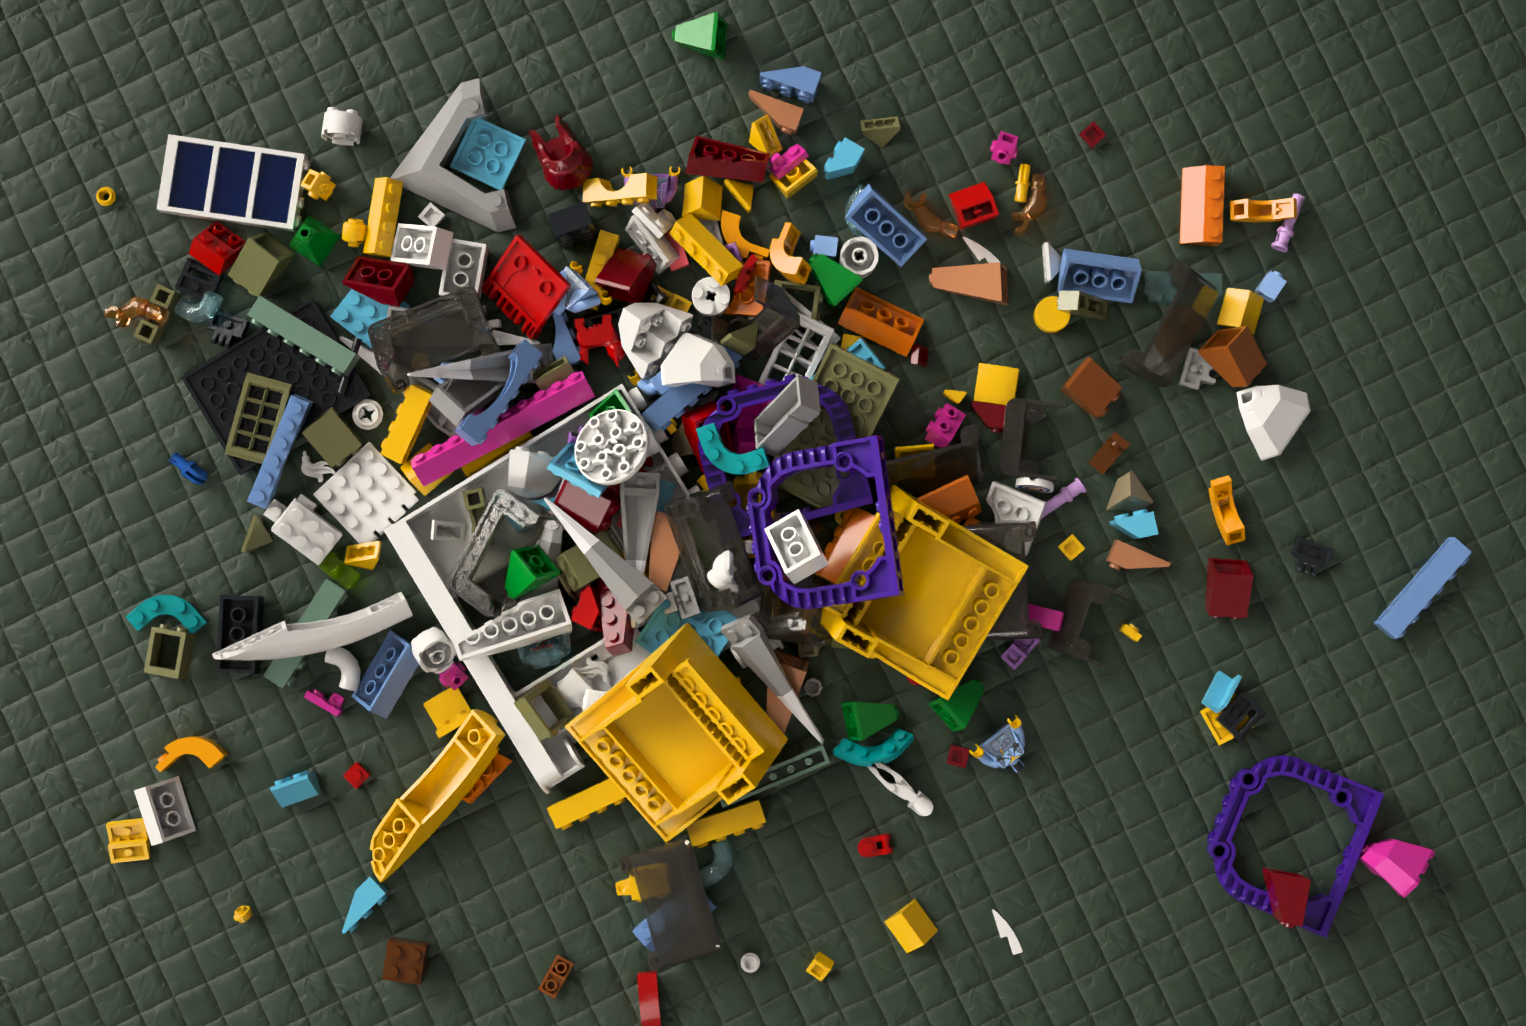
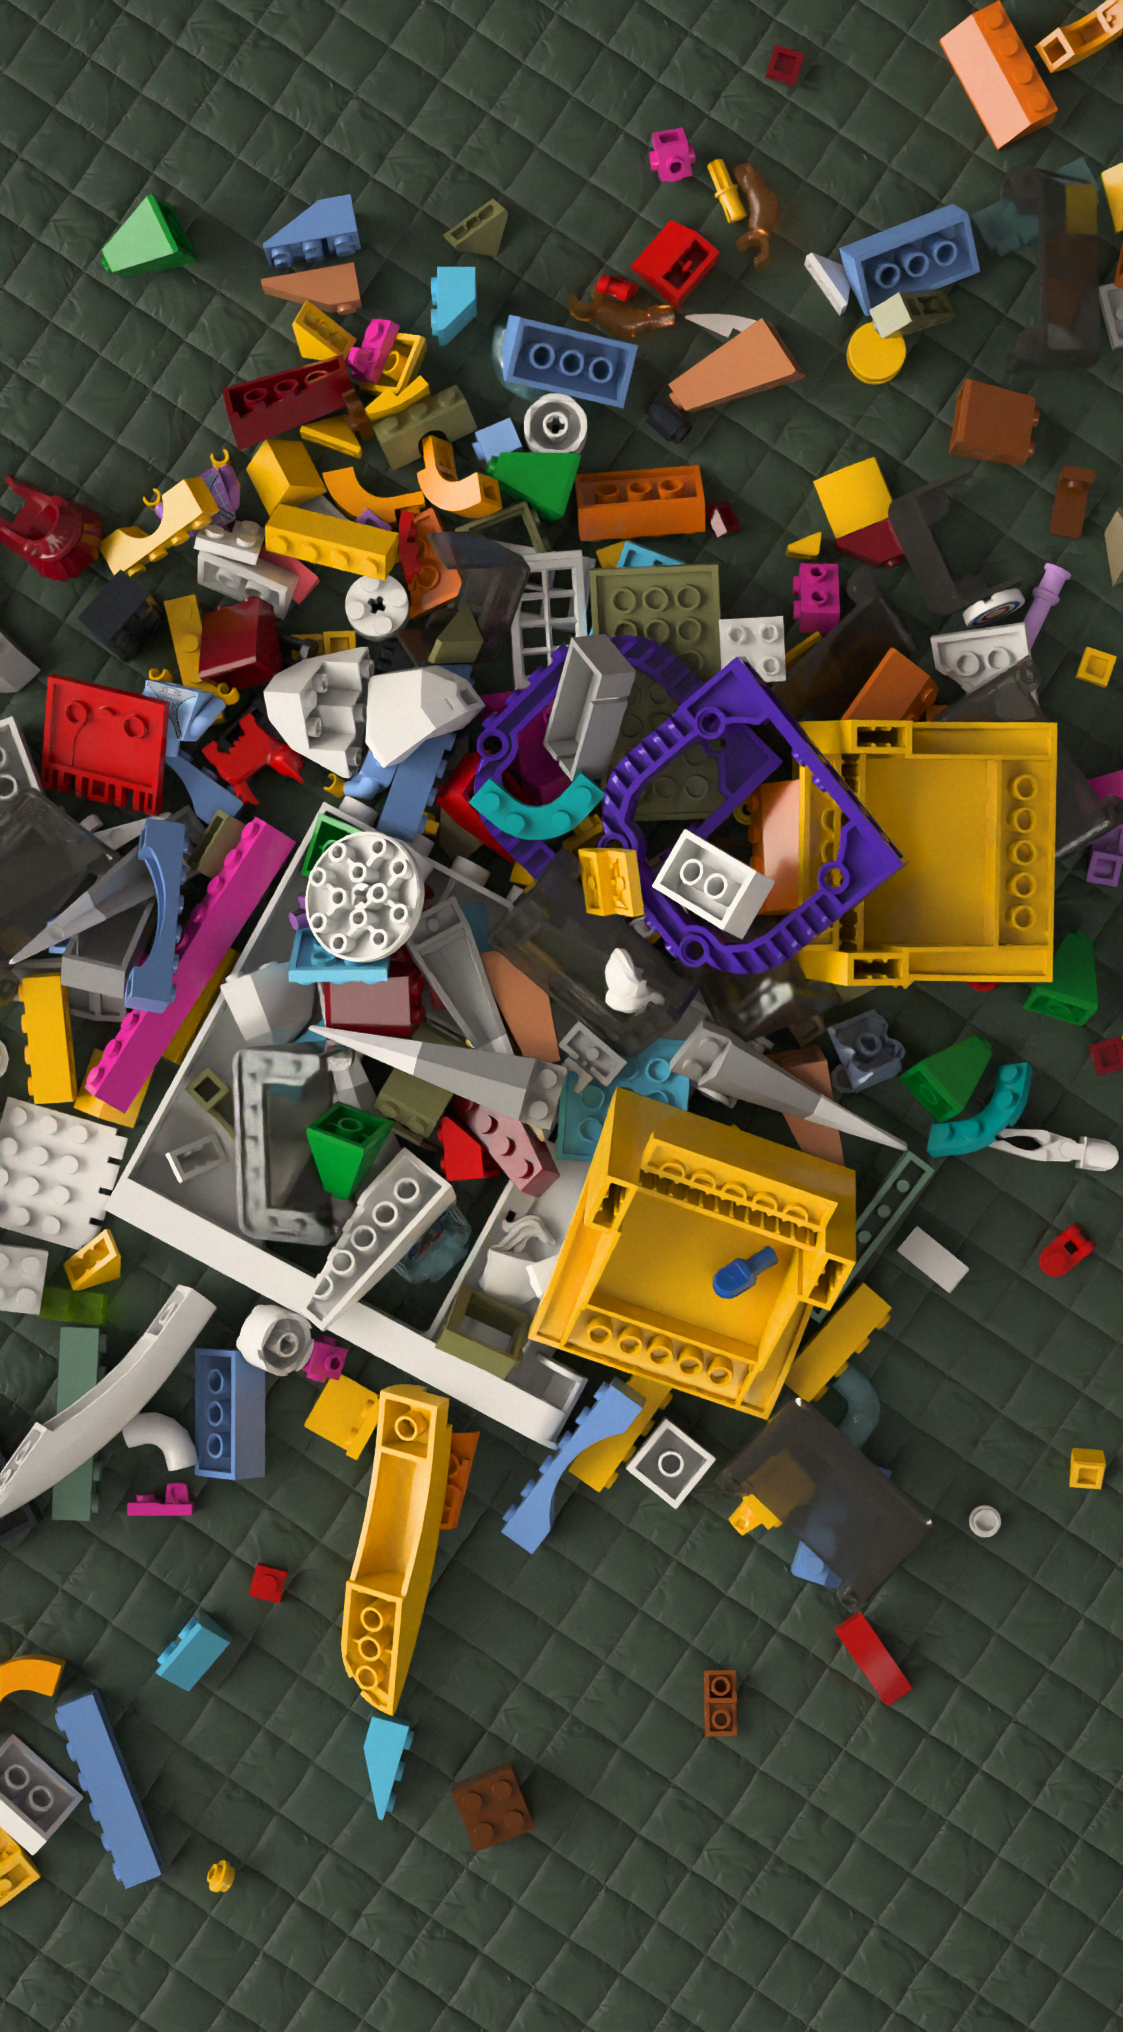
camera: 35 degrees left, 0 degrees up
(212, 834) = (110, 1789): none -> medium blue brick
(584, 792) = (611, 1415): none -> medium blue arch
(602, 835) = (670, 1462): none -> white brick
(695, 758) = (741, 1273): none -> blue arm
(745, 514) = (611, 881): none -> yellow slope
(757, 192) = (357, 419): none -> reddish brown plate
(777, 196) = (389, 404): none -> yellow slope
(803, 809) = (933, 1259): none -> white slope
(804, 214) = (442, 412): none -> olive arch
(832, 678) = (866, 1049): none -> sand blue slope
(895, 432) = (757, 640): none -> white hinge
(921, 287) = (668, 421): none -> black brick
(935, 200) = (617, 287): none -> red plate

